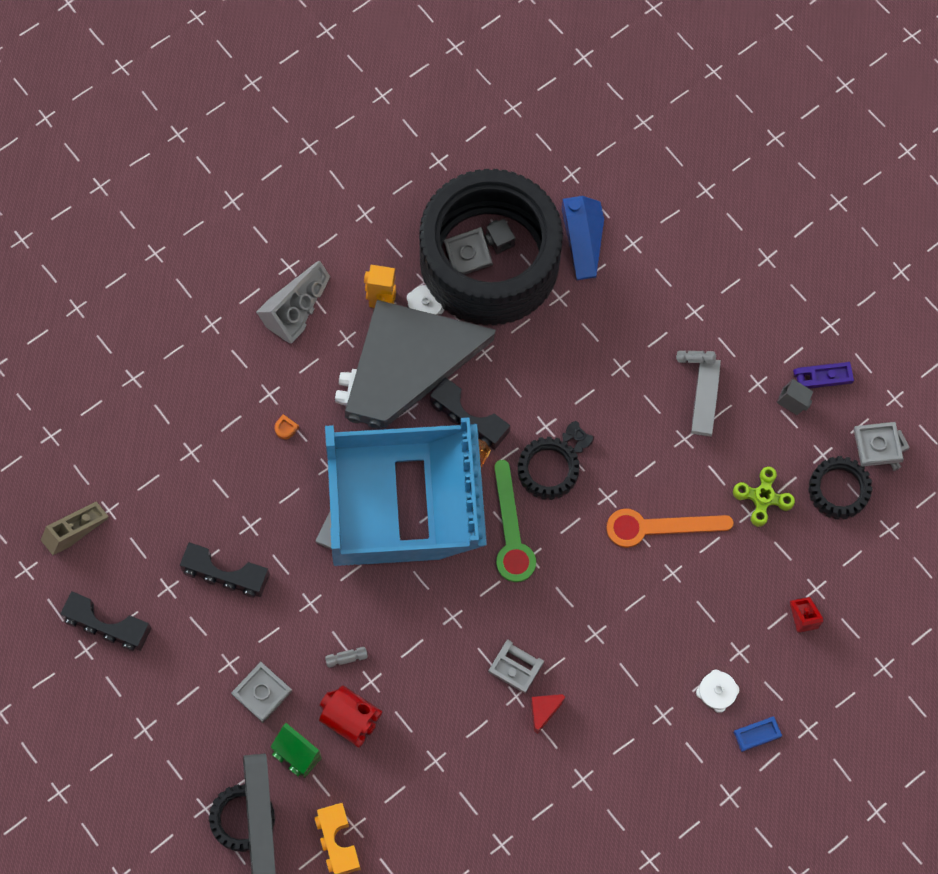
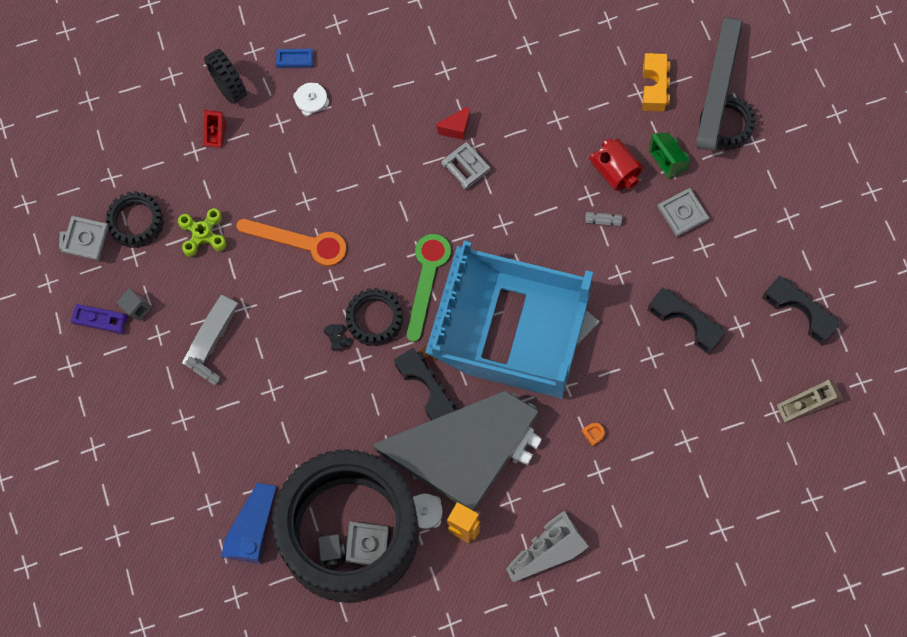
camera: 155 degrees left, 0 degrees up
(819, 667) = (225, 76): none -> black tyre

